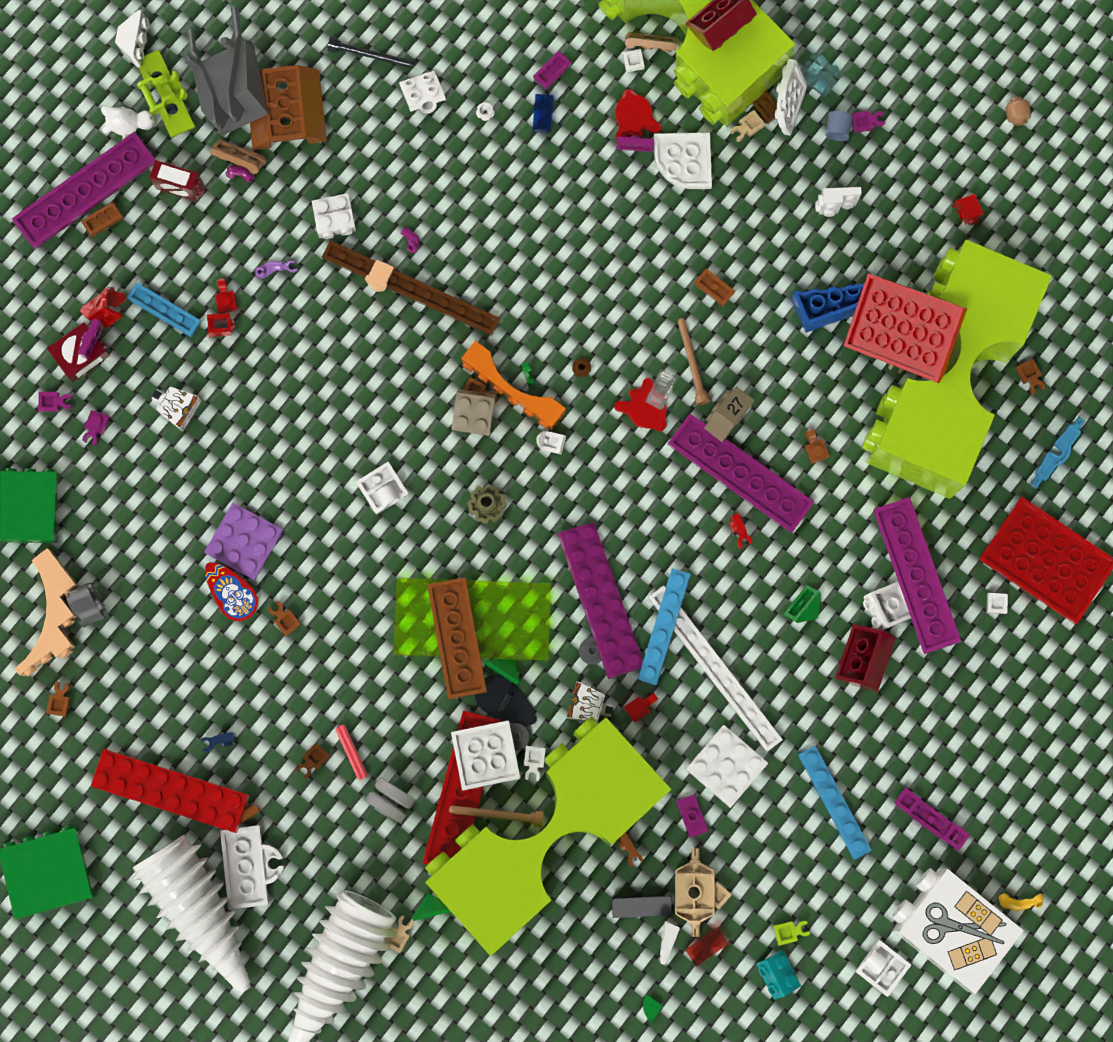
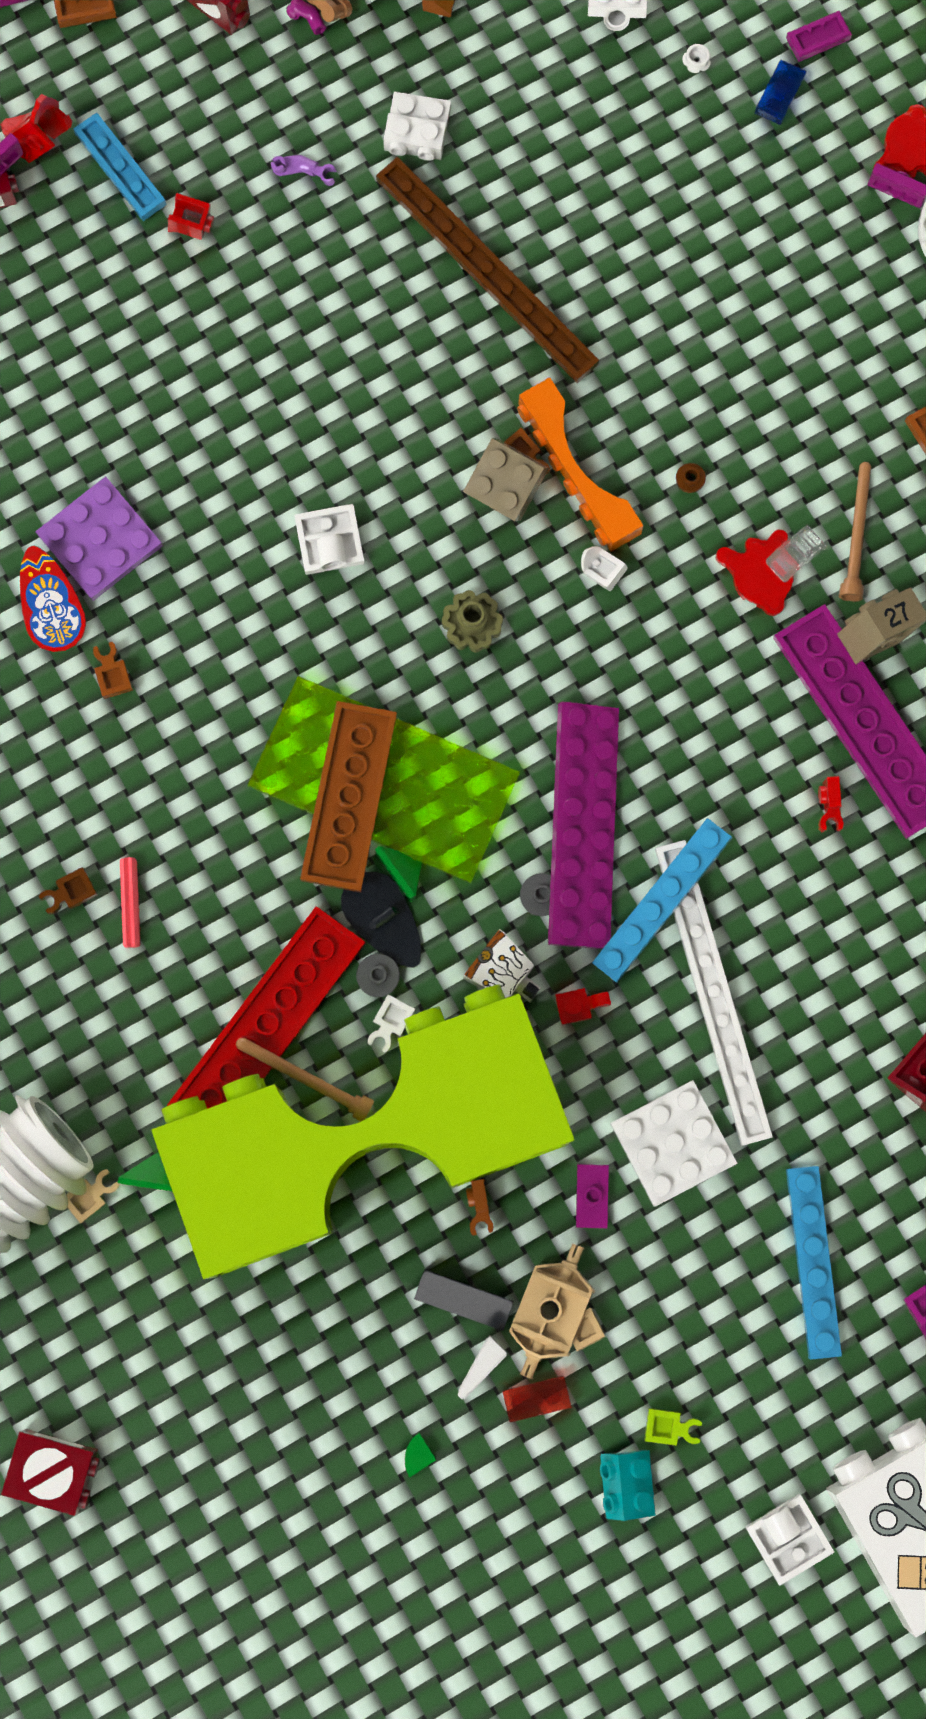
camera: 25 degrees right, 0 degrees up
(176, 406) = (82, 309): torso -> none
(225, 300) = (214, 186): red plate -> none
(379, 276) = (448, 233): light nougat tile -> none
(390, 799) = (154, 994): light grey wheel -> none
(413, 240) = (518, 202): magenta arm -> none
(485, 755) = (322, 984): white plate -> none
(527, 373) = (608, 450): green tile -> none
(805, 606) = (885, 953): green slope -> none

